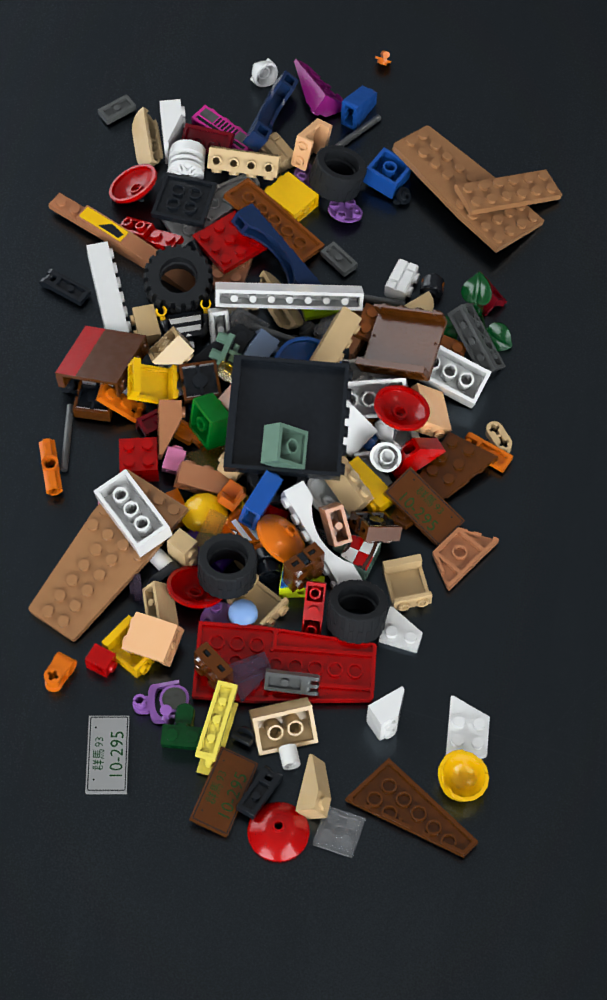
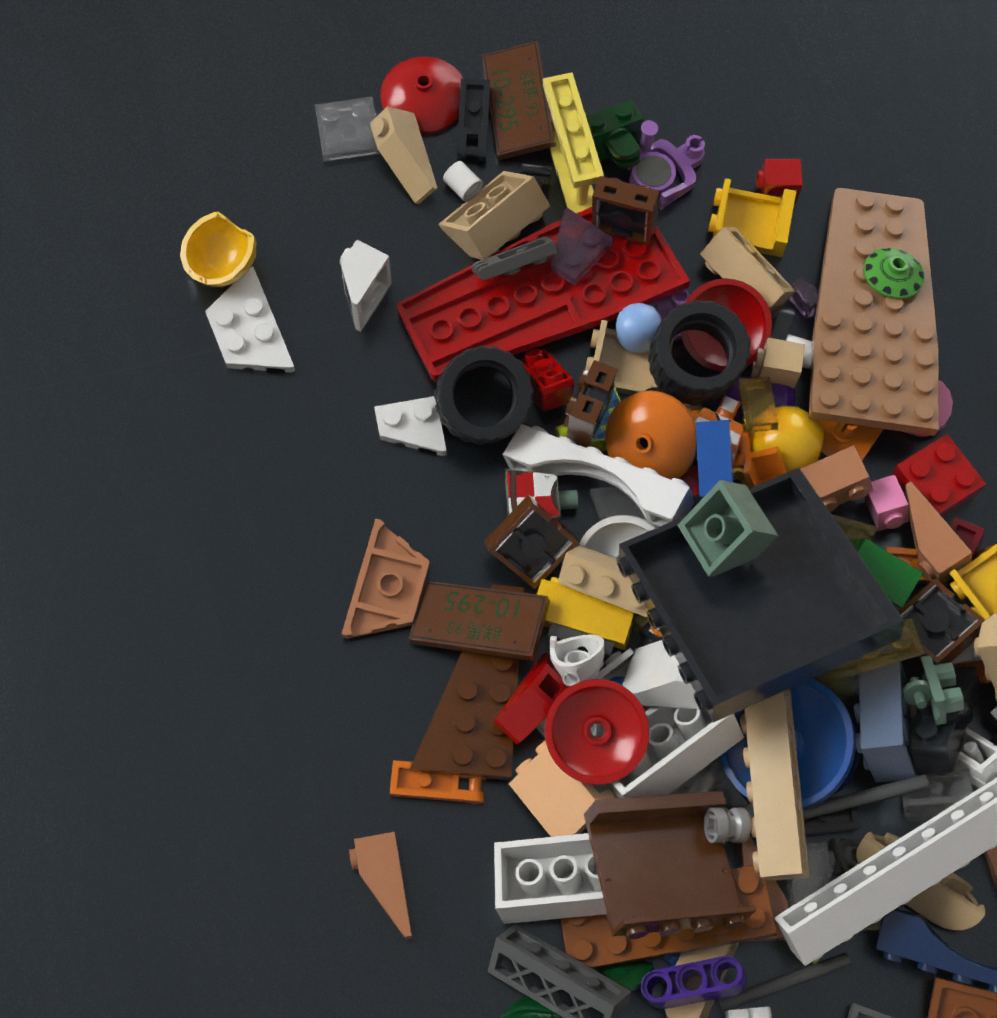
camera: 150 degrees right, 10 degrees up
(59, 671) = (823, 140): orange piece -> none
(88, 571) = (894, 273): none -> bright green dish
(107, 755) = (691, 79): light grey tile -> none
(133, 513) = (878, 348): white brick -> none
(152, 638) = (731, 218): light nougat panel -> none
(335, 524) = (587, 497): nougat brick -> none
(360, 349) = (727, 825): none -> light grey wheel
(399, 800) = (276, 195): reddish brown wing -> none
(406, 582) = (440, 496): tan panel -> none
(409, 297) = (677, 977): none -> dark purple beam
(501, 435) = (425, 829): tan beam -> none
(535, 424) = (381, 871): none -> nougat slope

